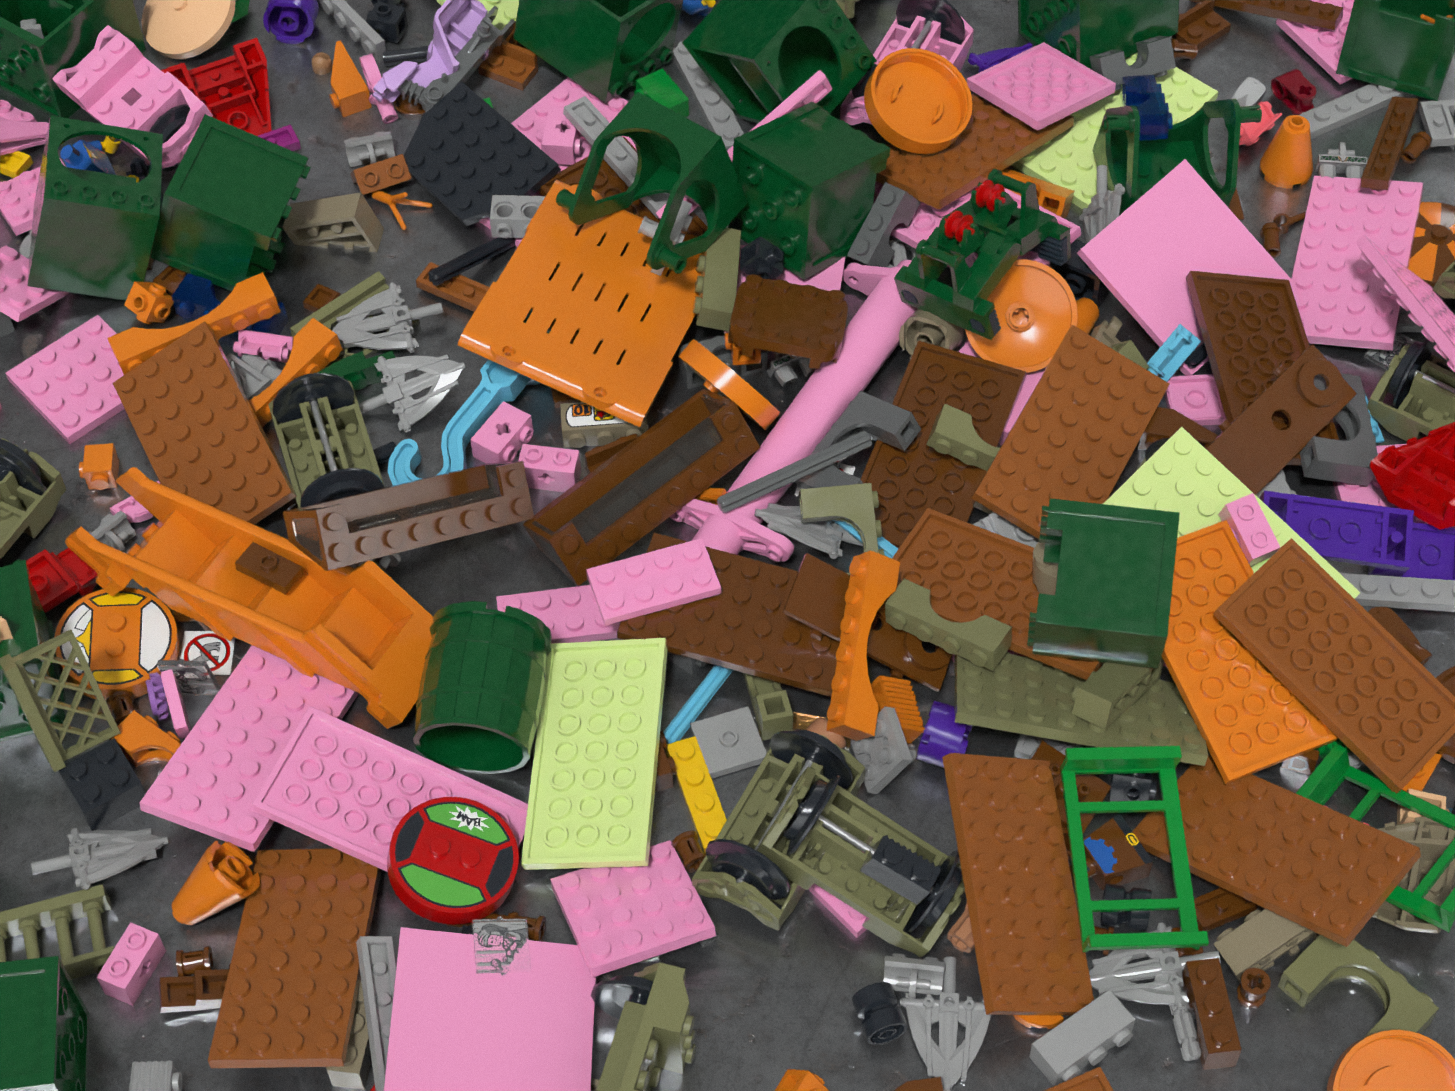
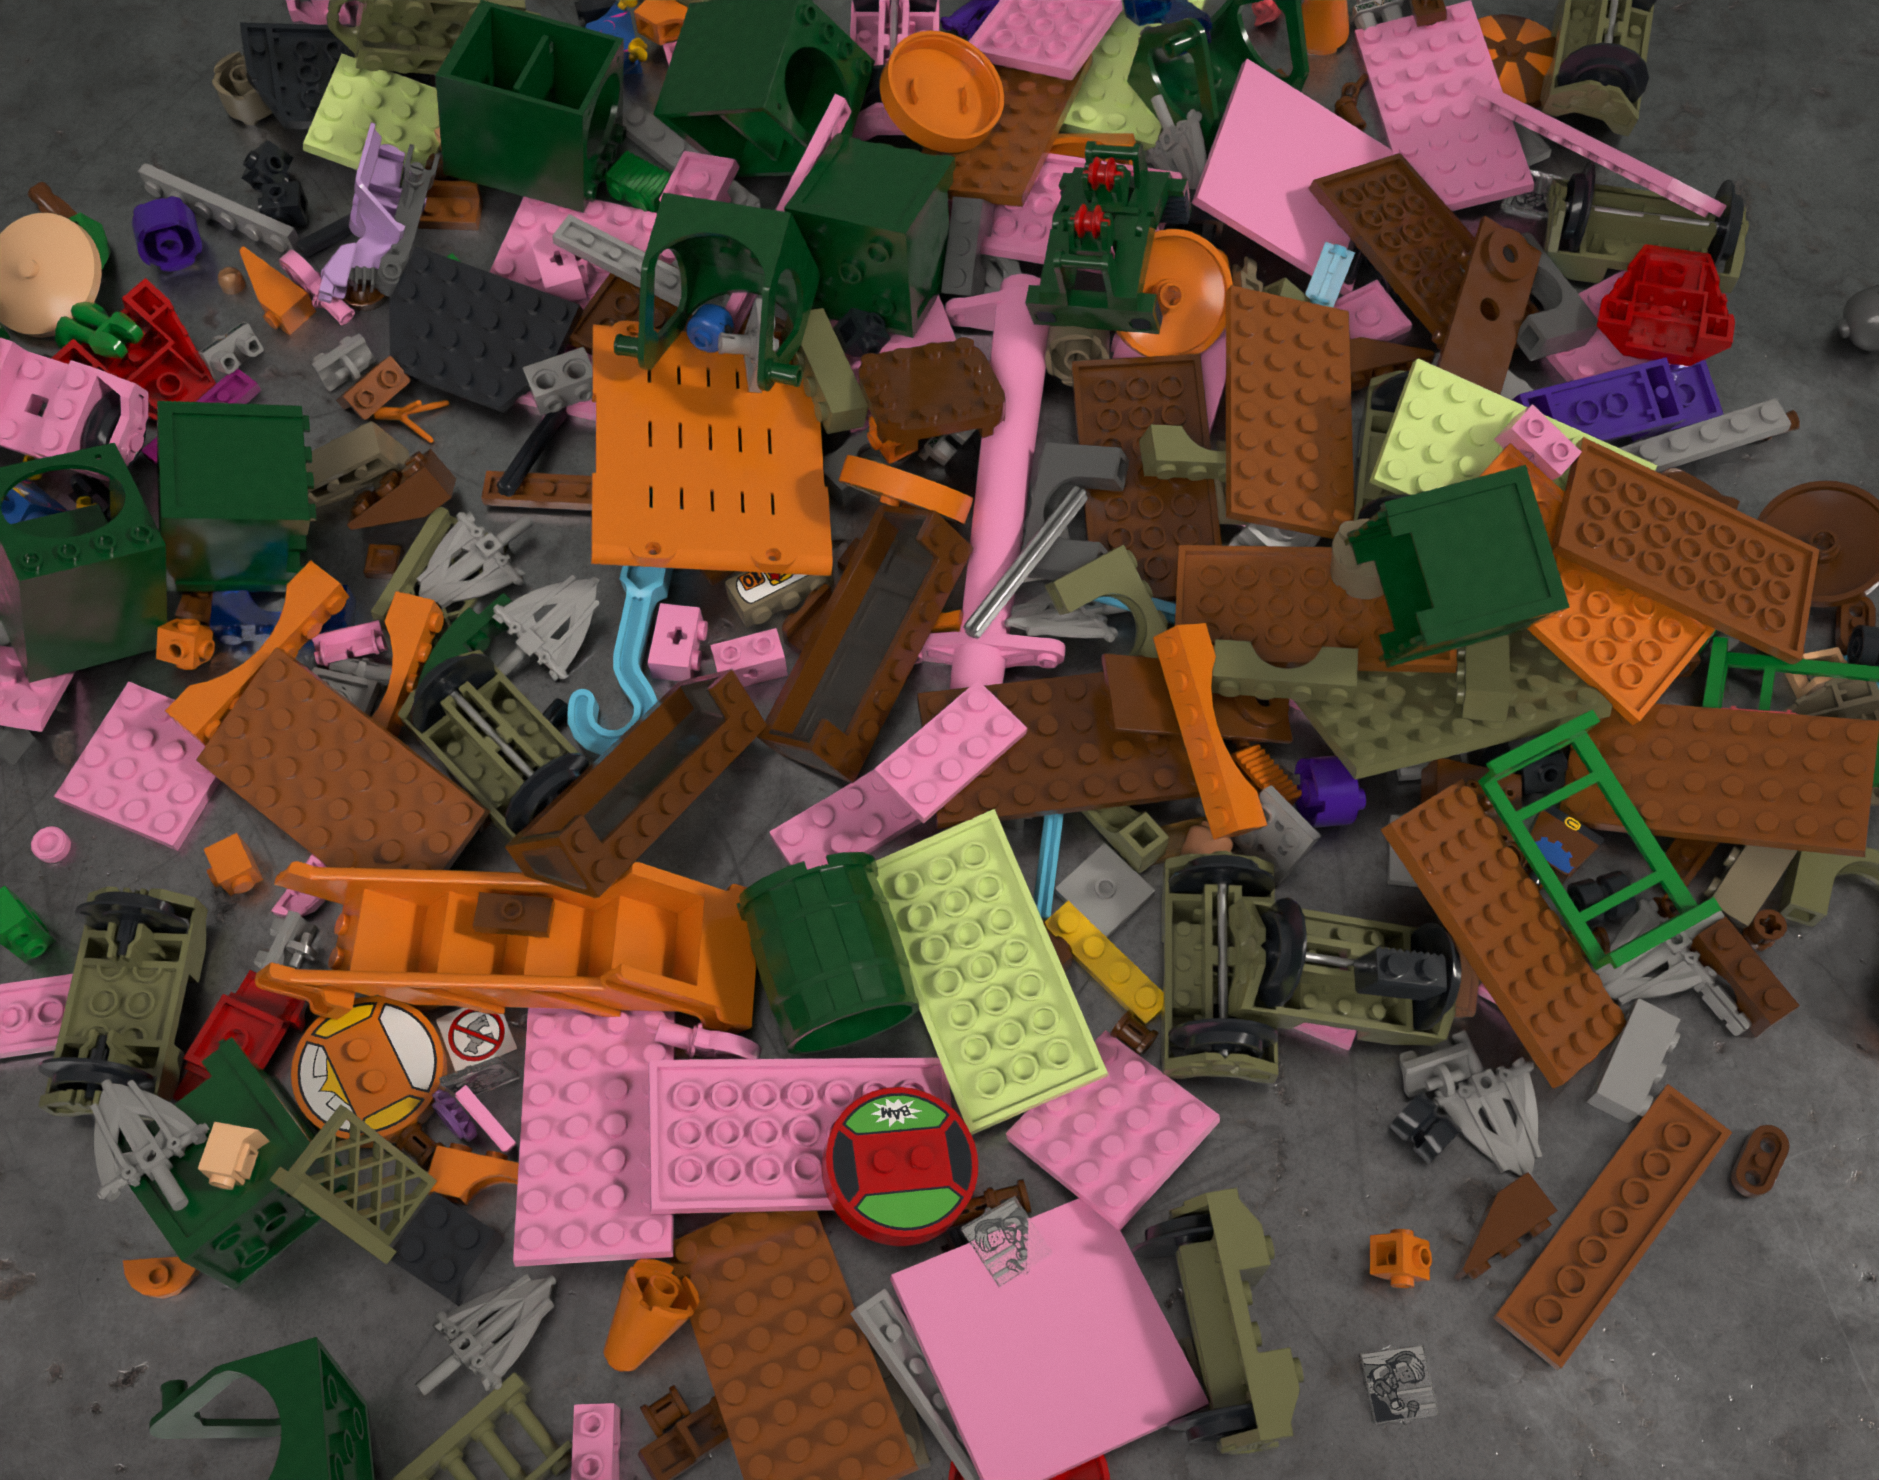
camera: 25 degrees left, 10 degrees up
(206, 63) = (94, 327): none -> green piece
(293, 111) = (231, 350): none -> light grey hips
(361, 254) = (405, 494): none -> reddish brown slope
(361, 717) = (706, 1043): none -> bright pink pin
(645, 205) = (707, 324): none -> blue head
(708, 107) = (702, 177): none -> bright pink plate

